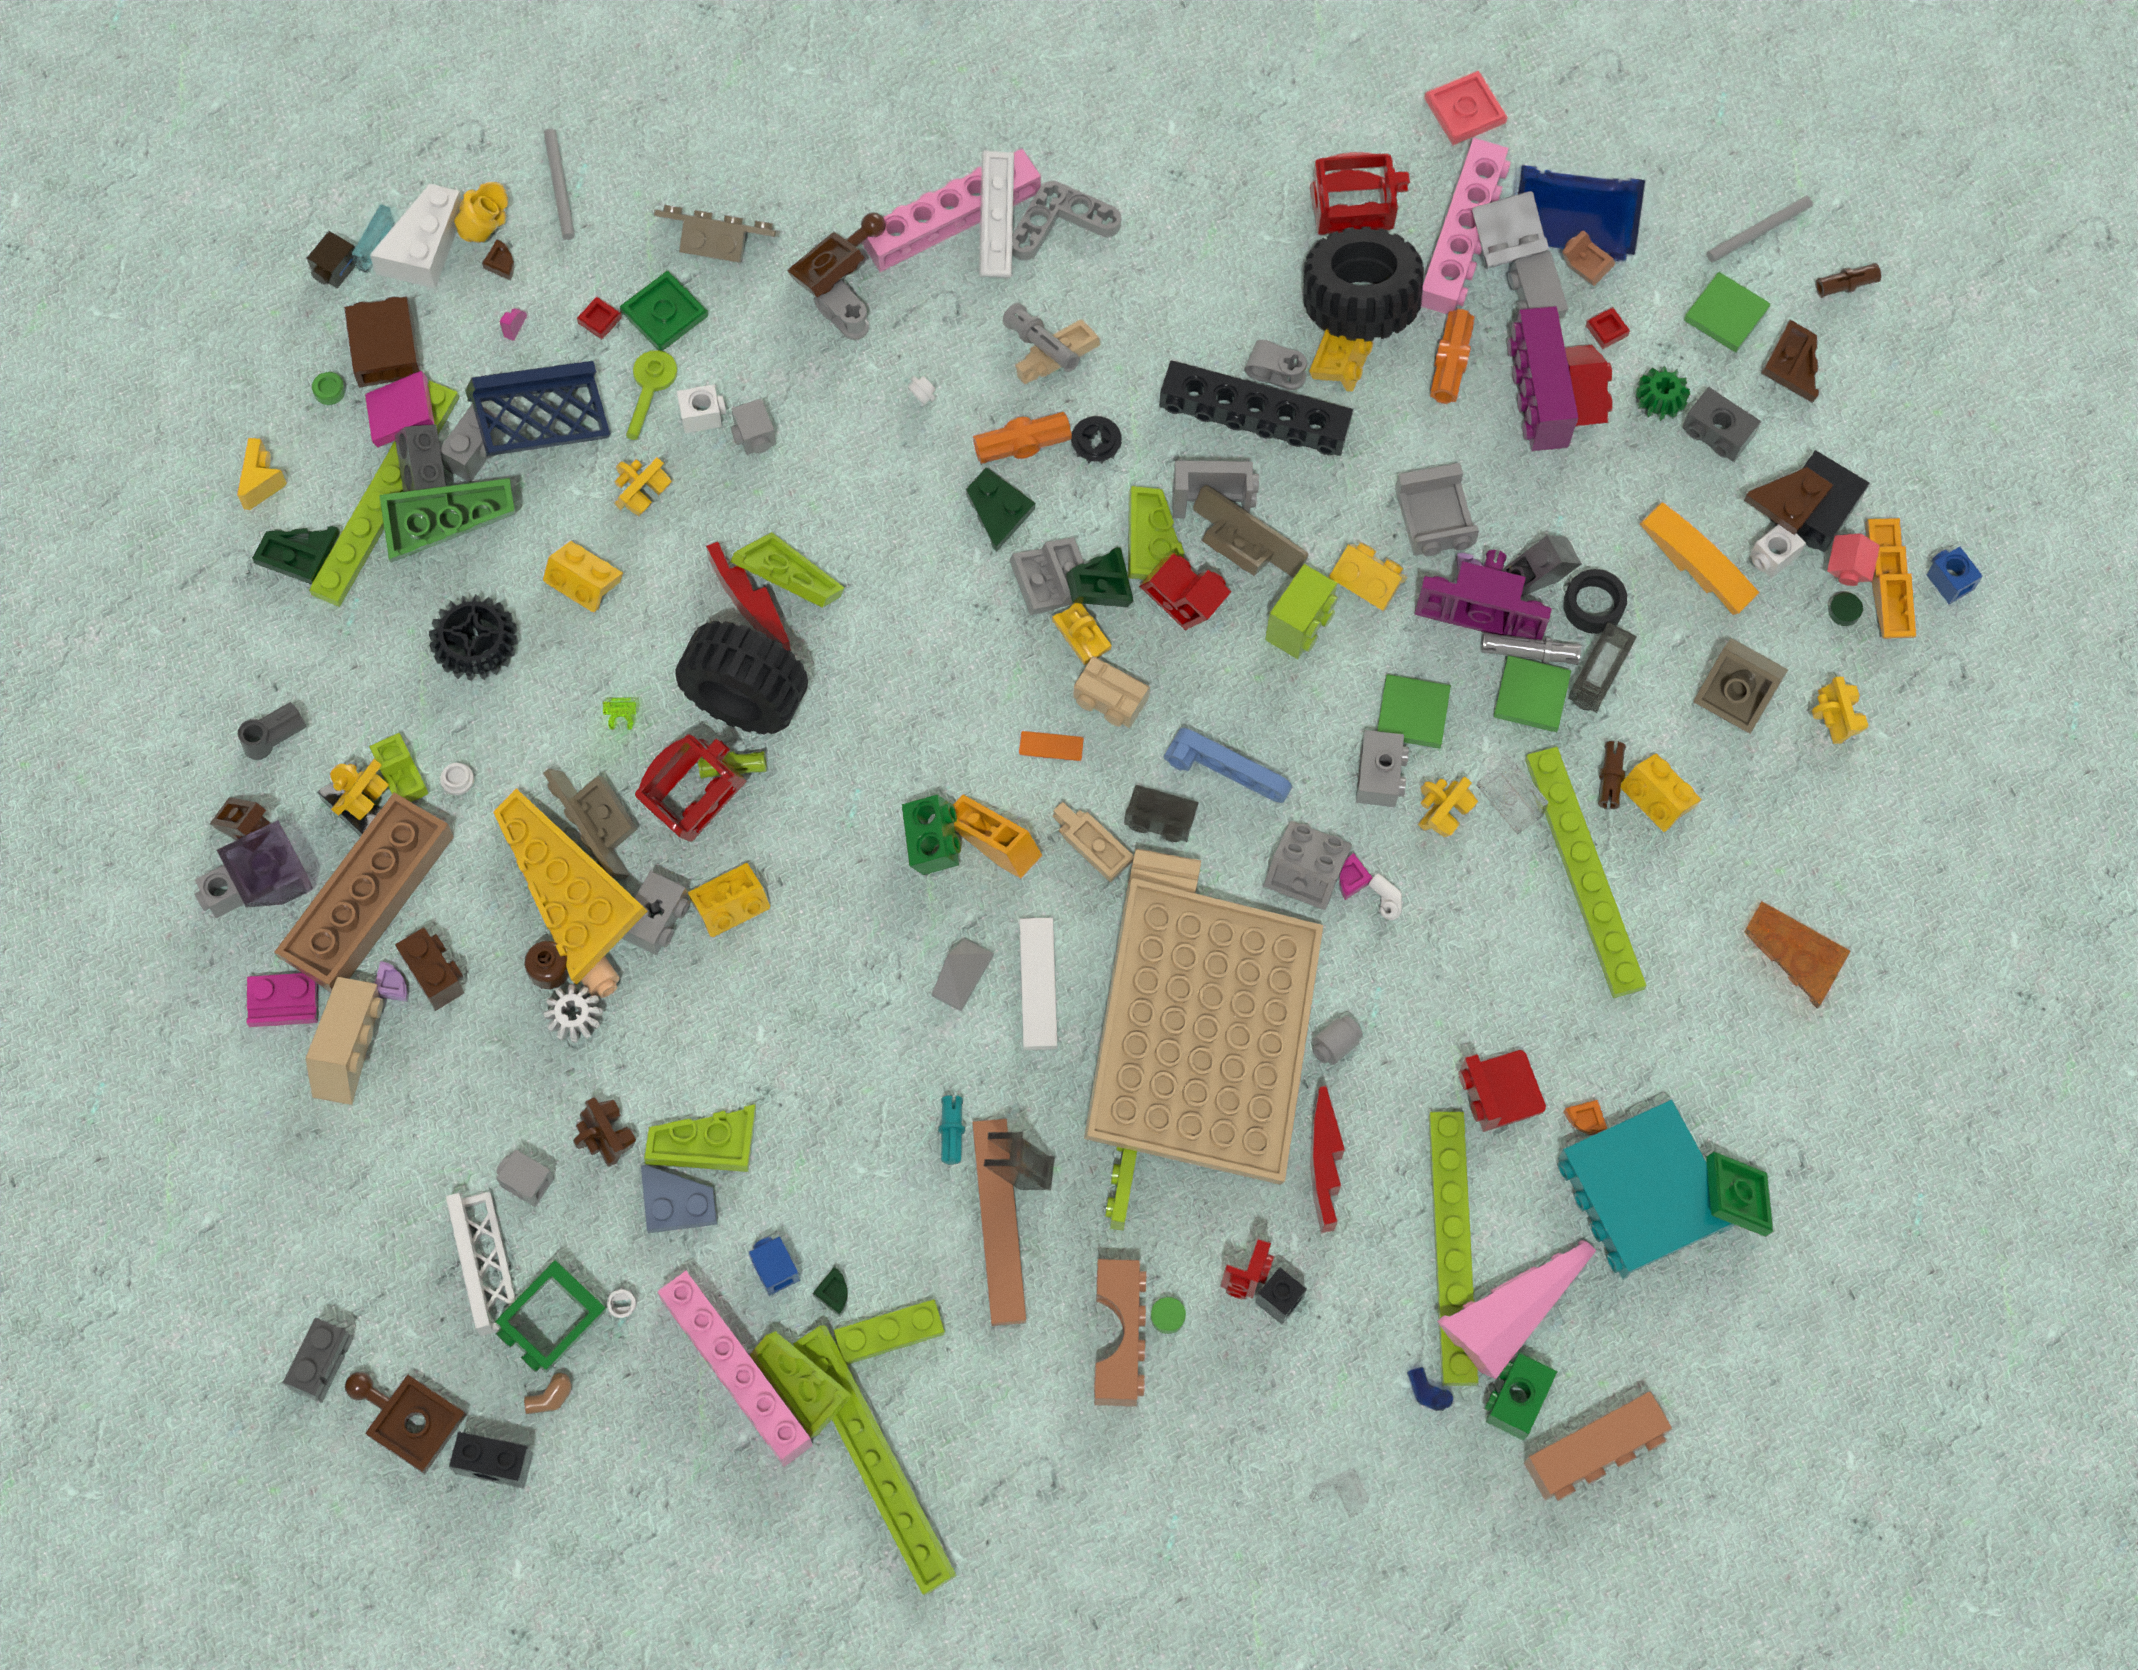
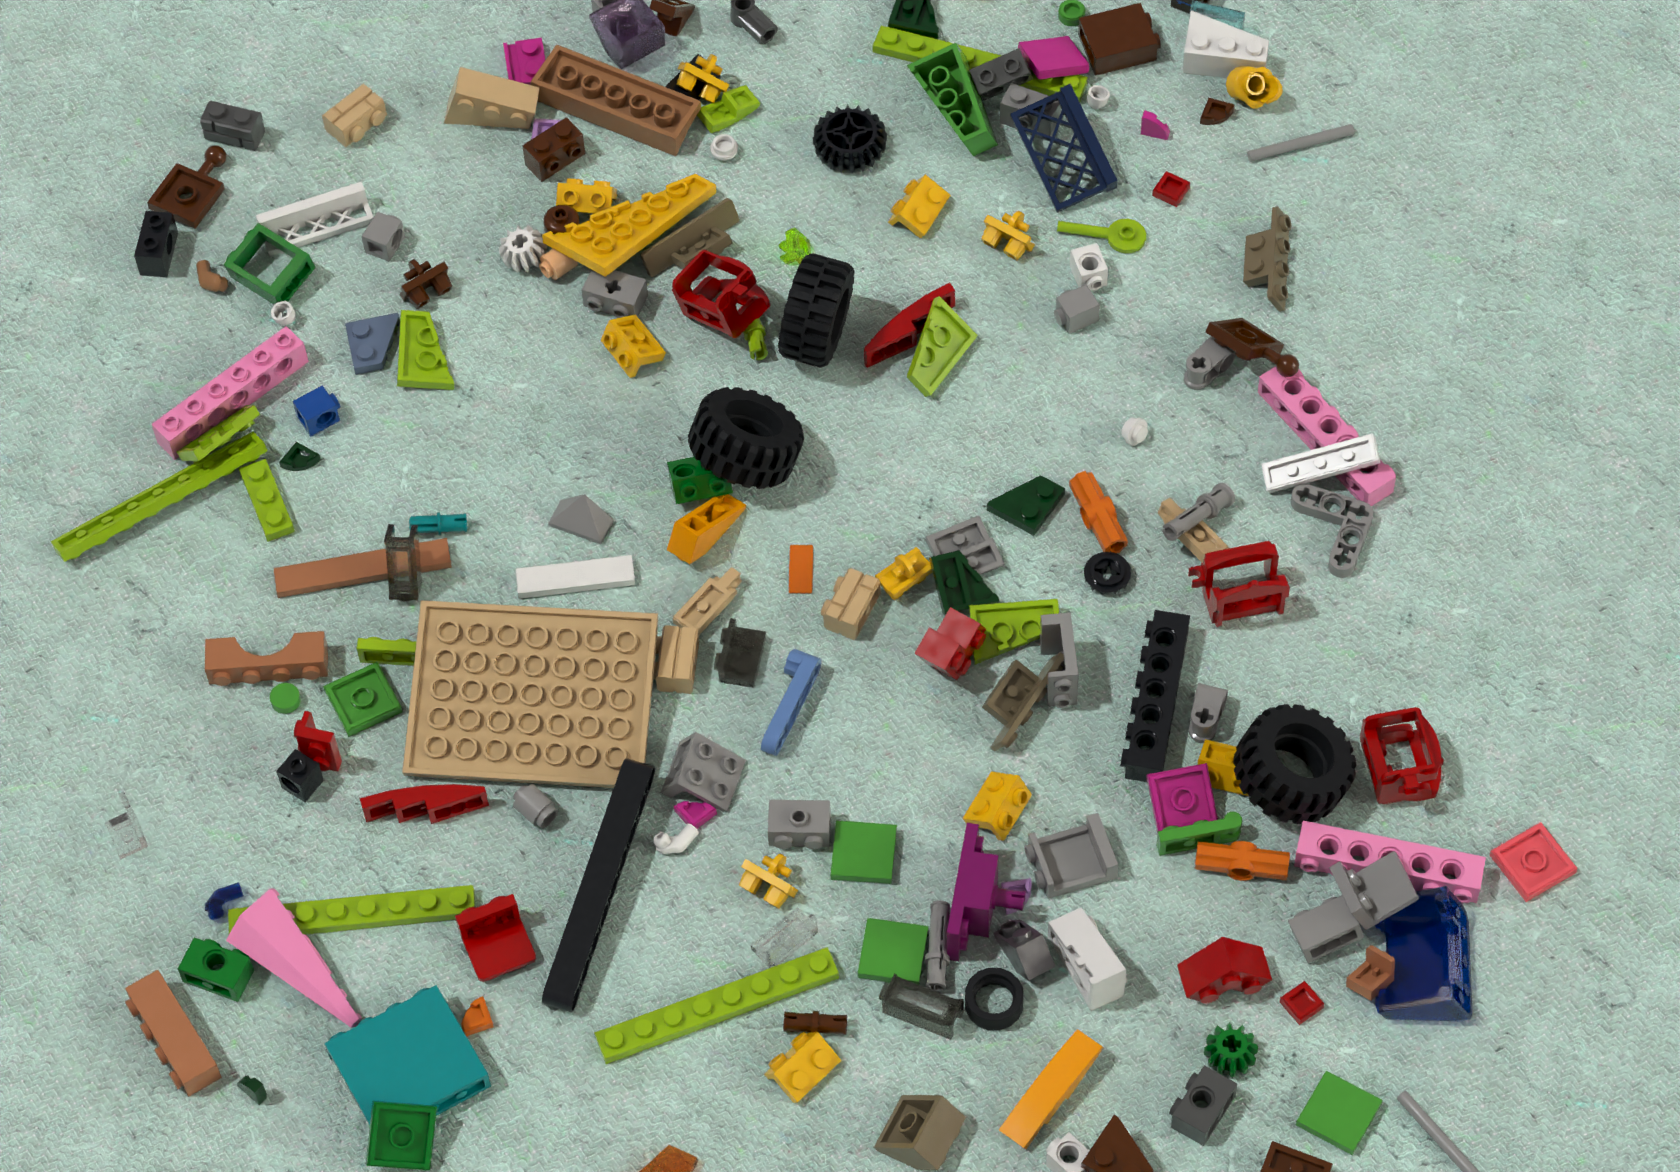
camera: 90 degrees right, 10 degrees down
(329, 1207) = (354, 115): none -> tan brick
(460, 372) = (1097, 96): none -> white hinge
(508, 935) = (586, 197): none -> yellow bracket
(663, 311) = (1186, 234): green tile -> none
(902, 770) = (745, 437): none -> black tyre
(1134, 307) = (1247, 599): none -> red animal
(1176, 1227) = (362, 699): none -> bright green tile
(1301, 612) = (943, 740): lime brick -> none
(1380, 399) = (1181, 796): none -> dark pink tile
(1420, 388) = (1185, 838): none -> bright green plate
(1445, 974) = (598, 885): none -> black beam
(1543, 379) = (1252, 920): magenta brick -> none
(1560, 505) = (1088, 958): none -> white wedge
(1665, 1360) = (253, 1089): none -> dark green tile

